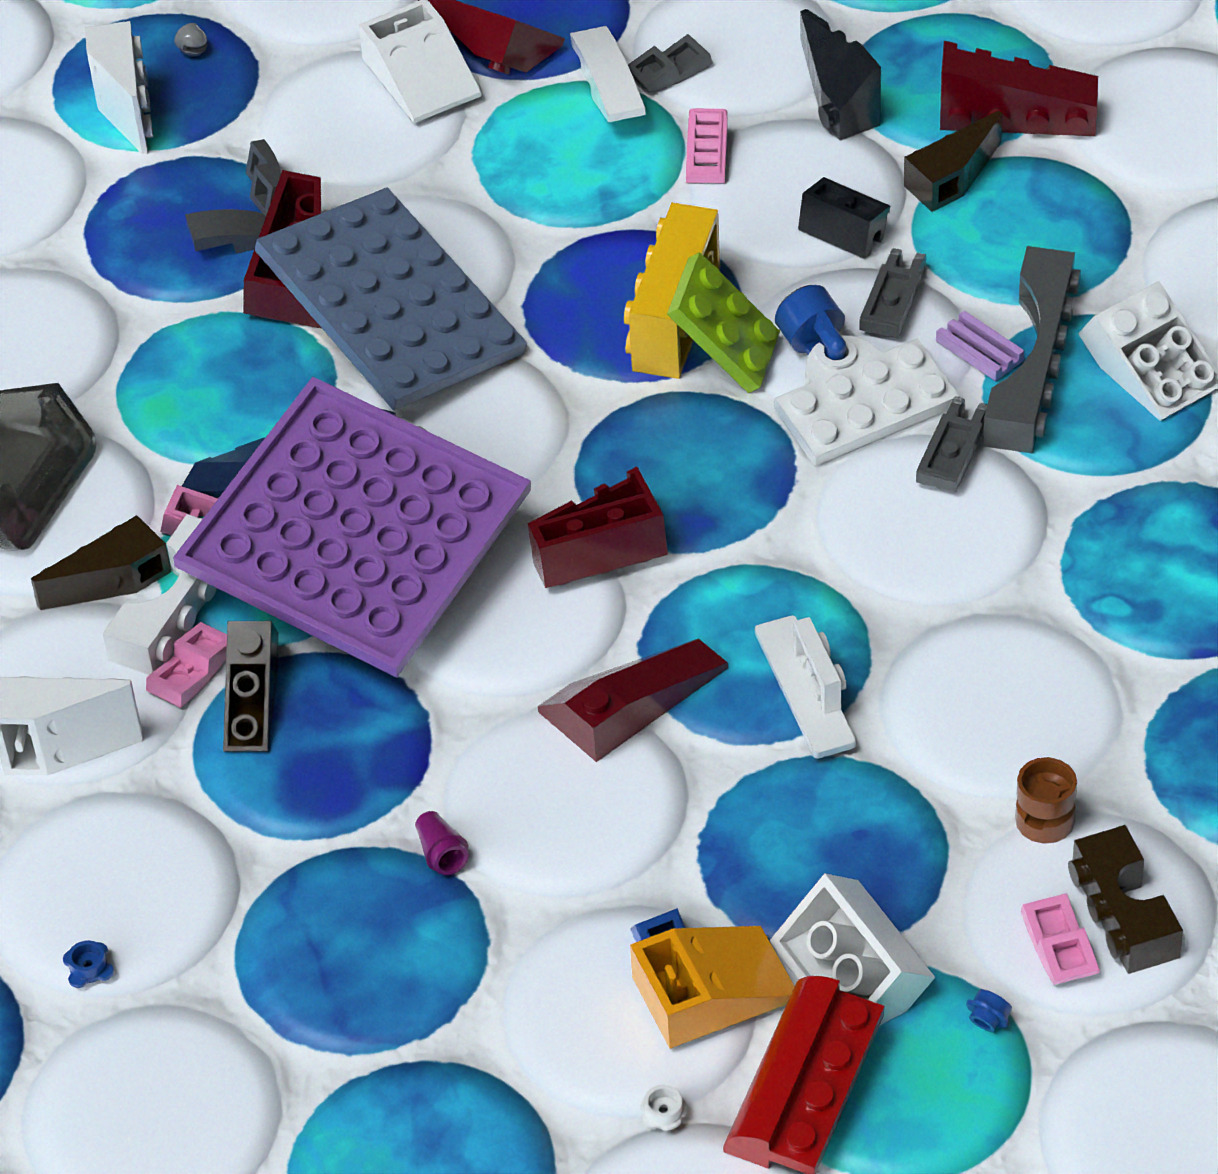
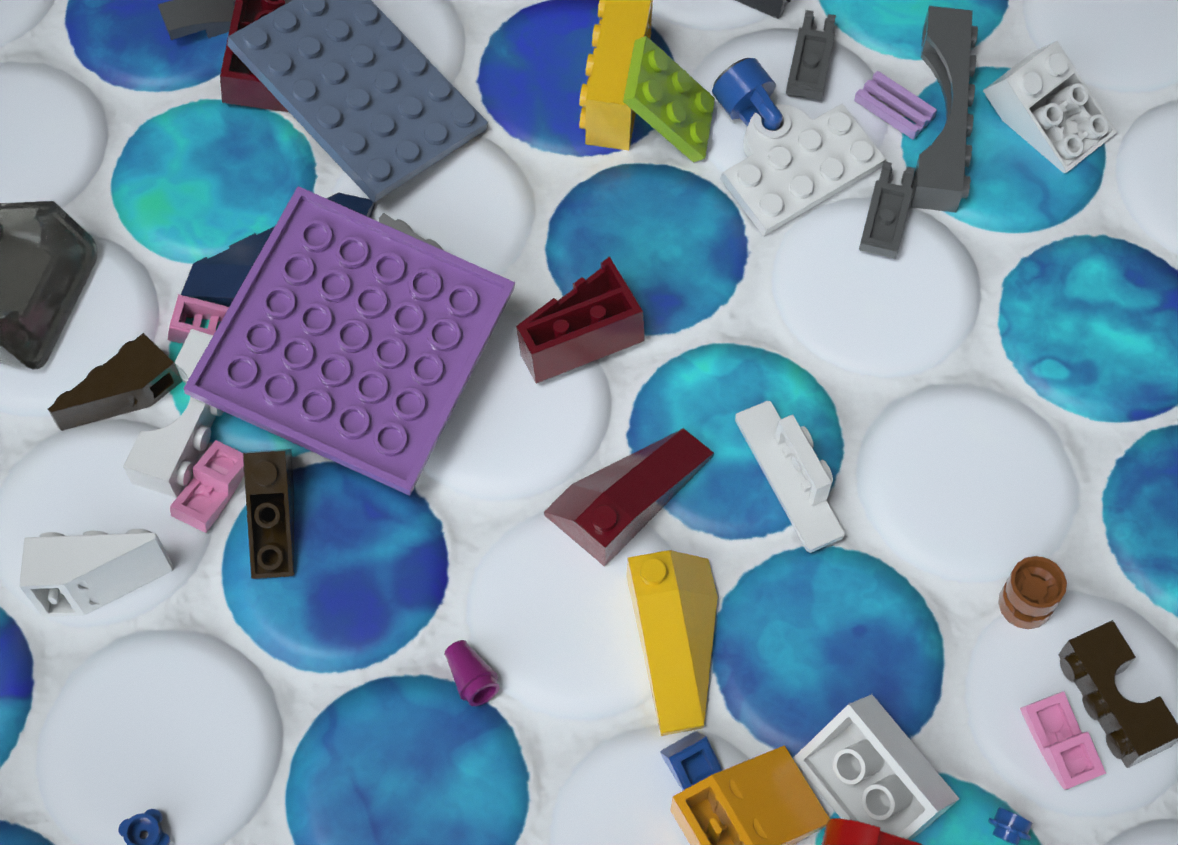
camera: 10 degrees left, 15 degrees up
(663, 811) = (675, 623): none -> yellow wedge

